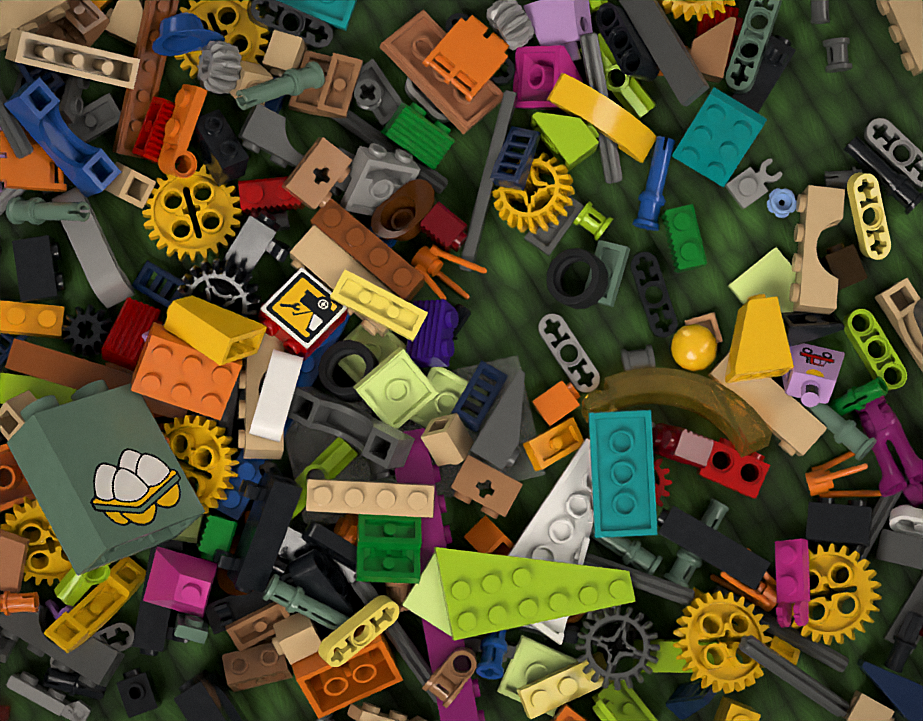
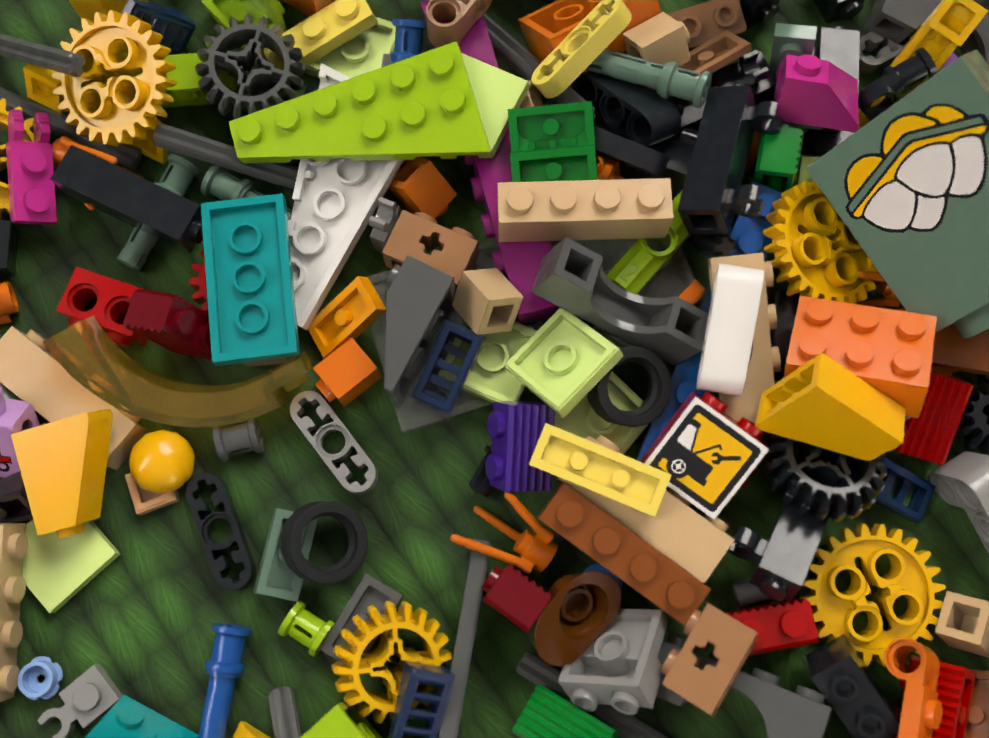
camera: 175 degrees right, 10 degrees down
(125, 583) = (896, 83): none -> black connector
(297, 435) = (692, 292): none -> orange tile
(517, 514) = (383, 223): none -> light grey plate
(684, 238) = (176, 612): green brick -> none

